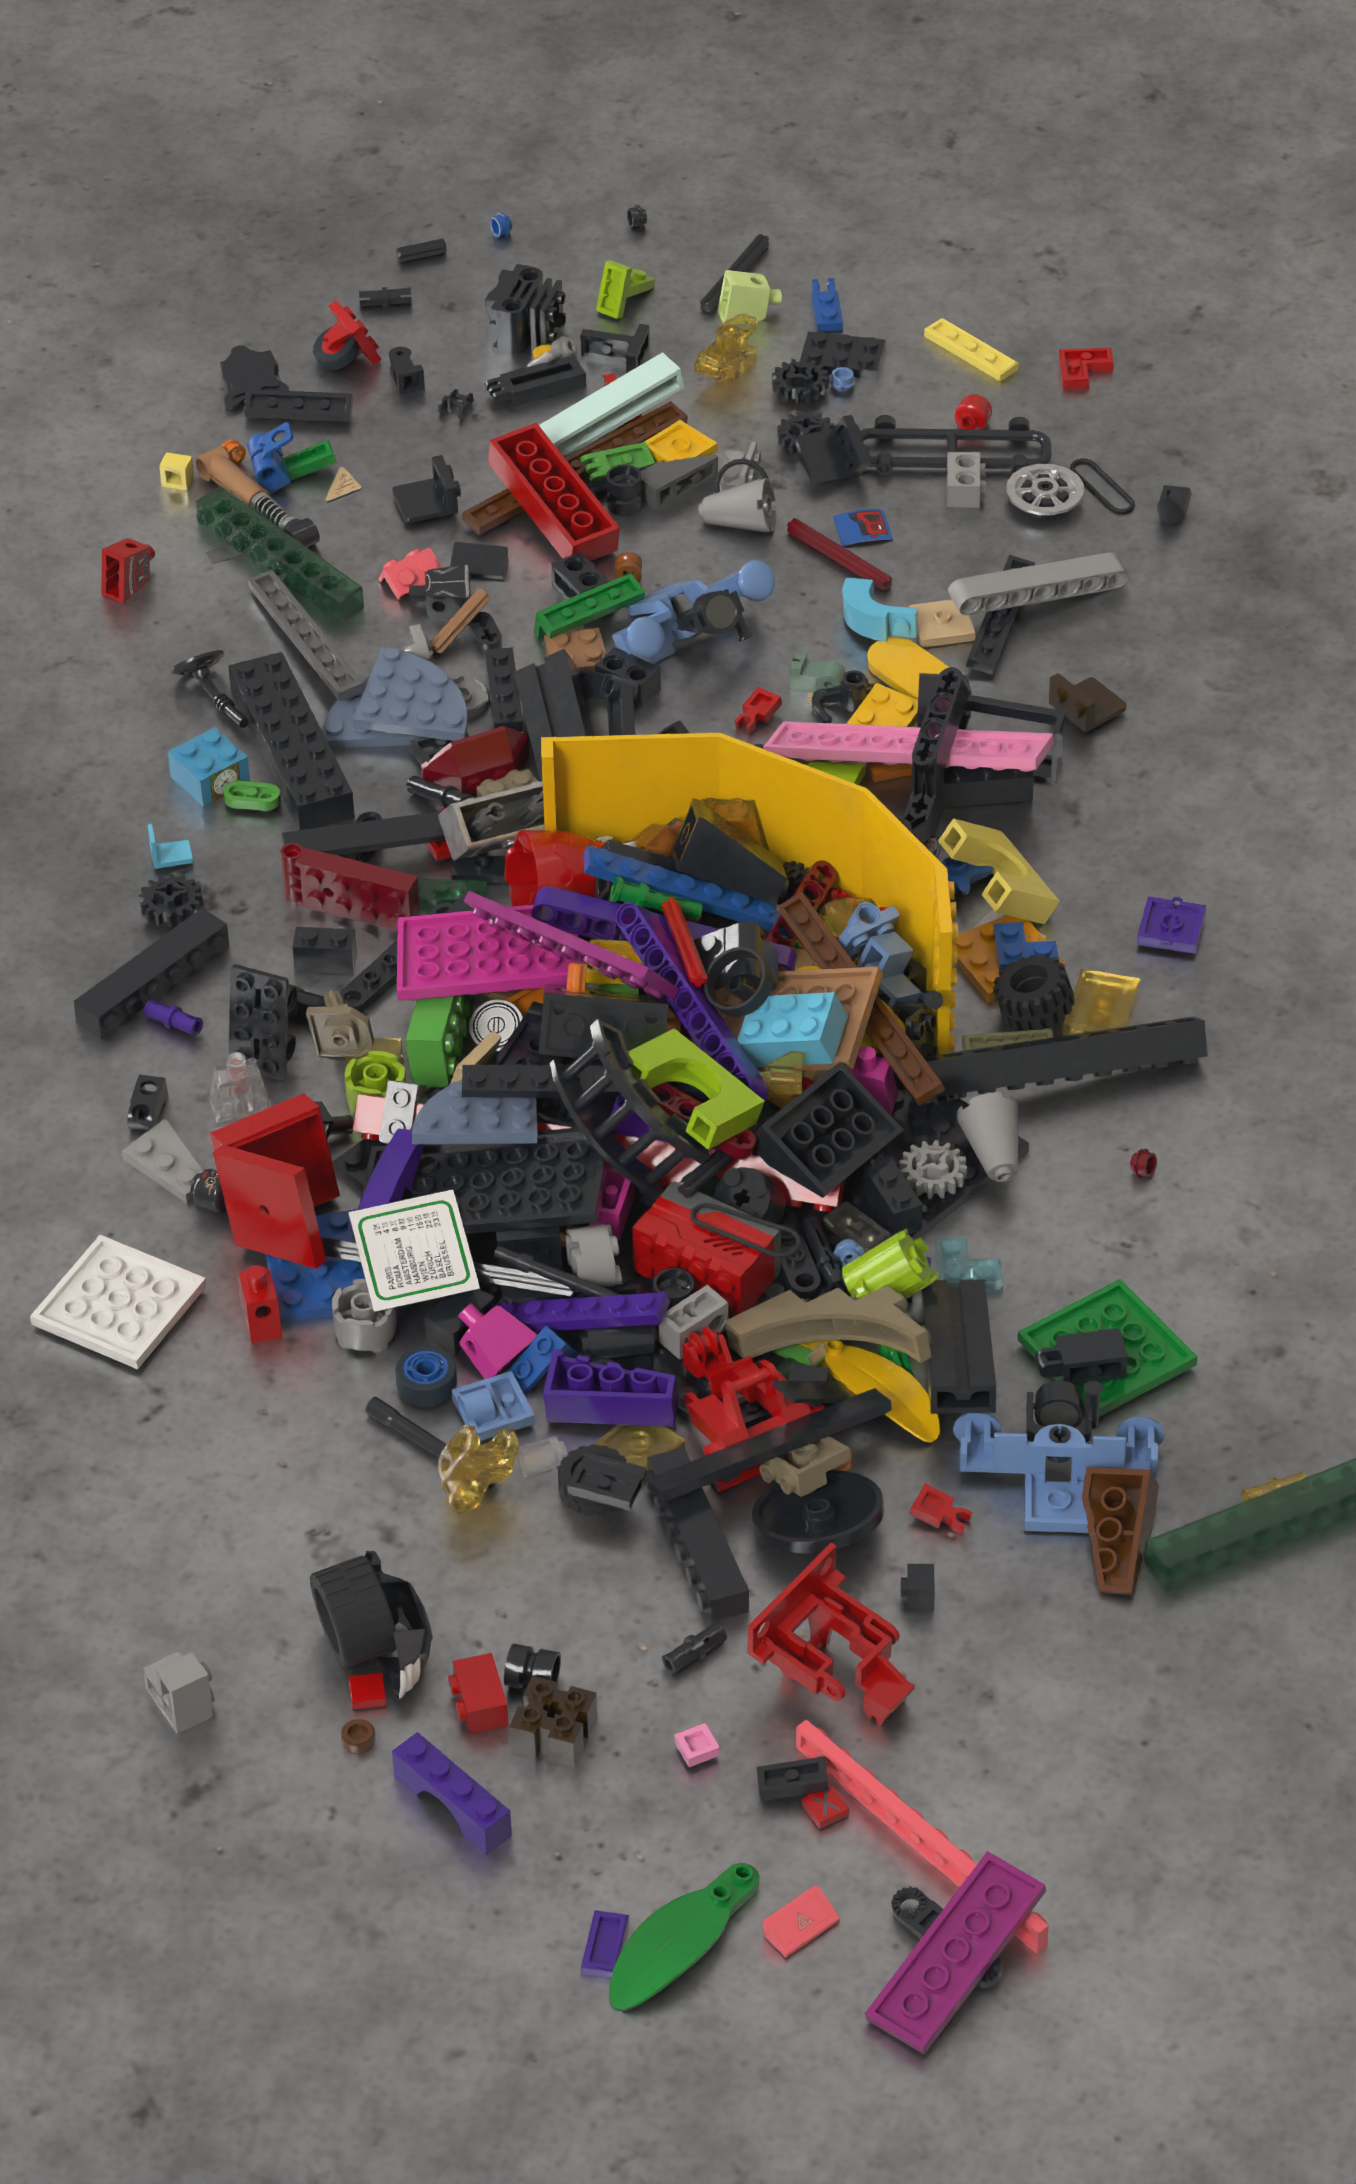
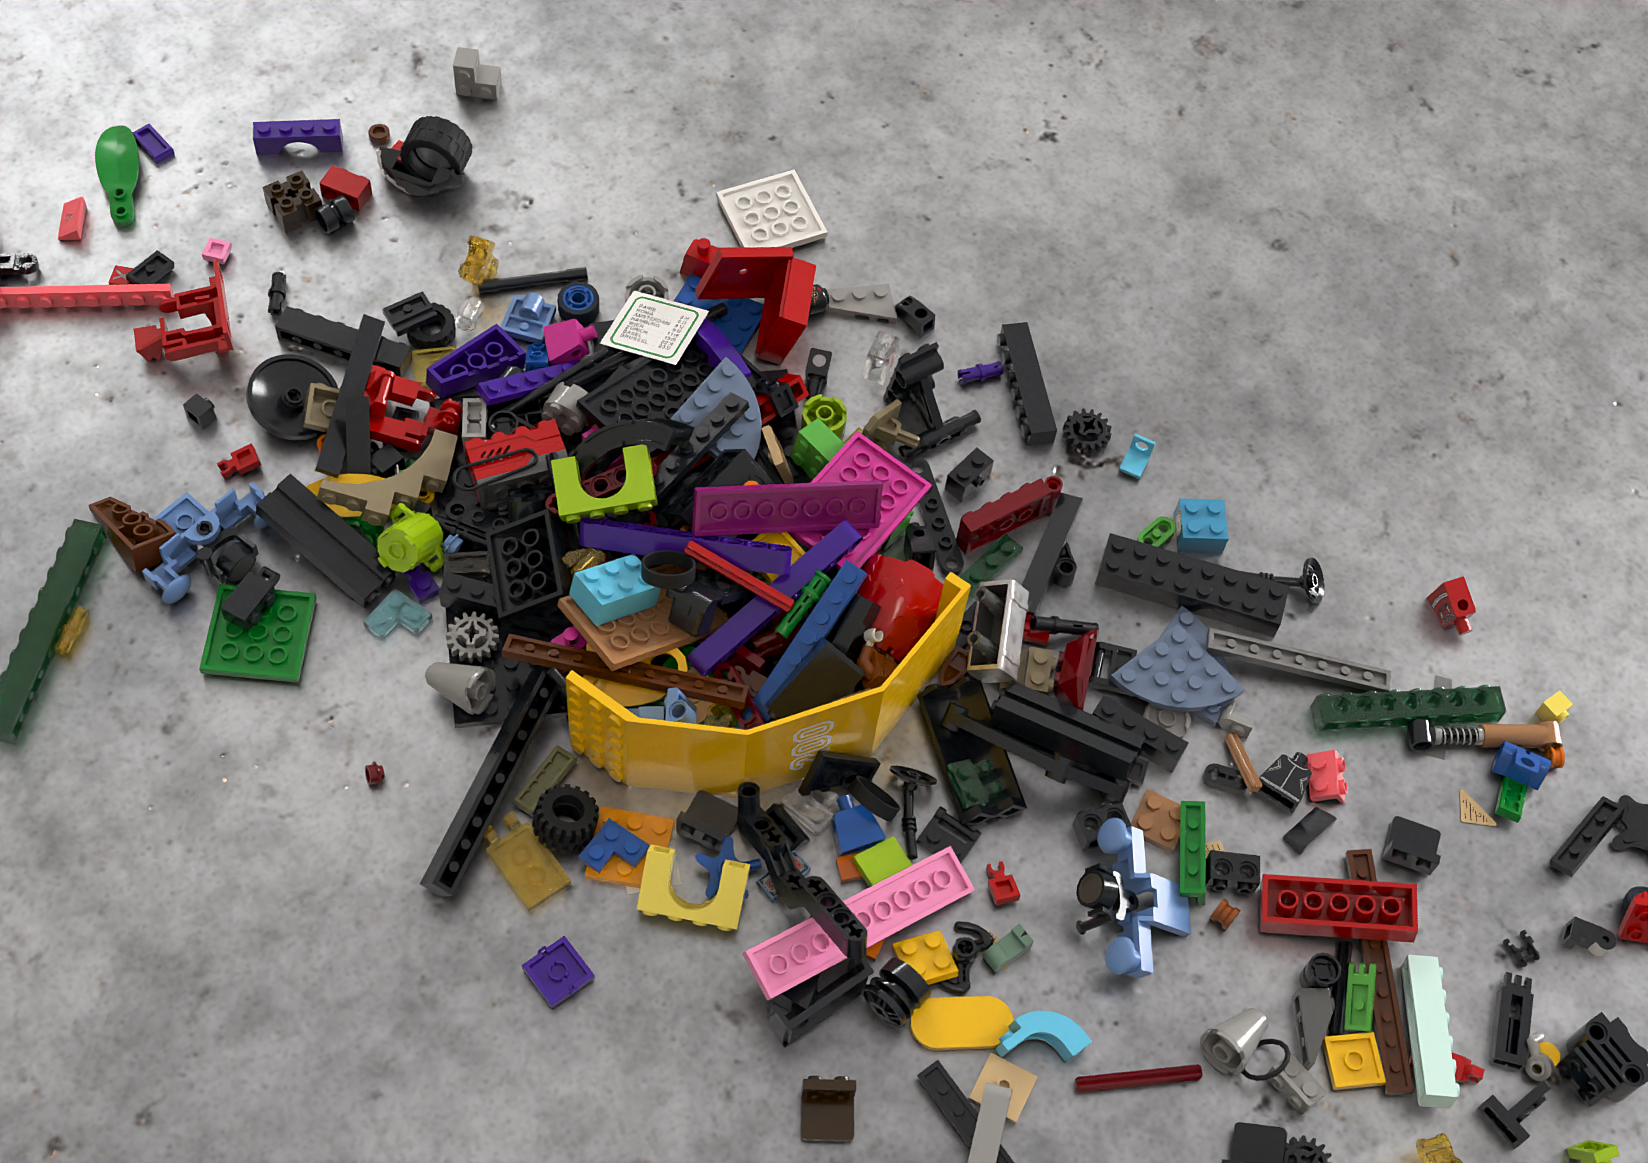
camera: 120 degrees right, 15 degrees up
(862, 526) = (1162, 1127): sticker -> none

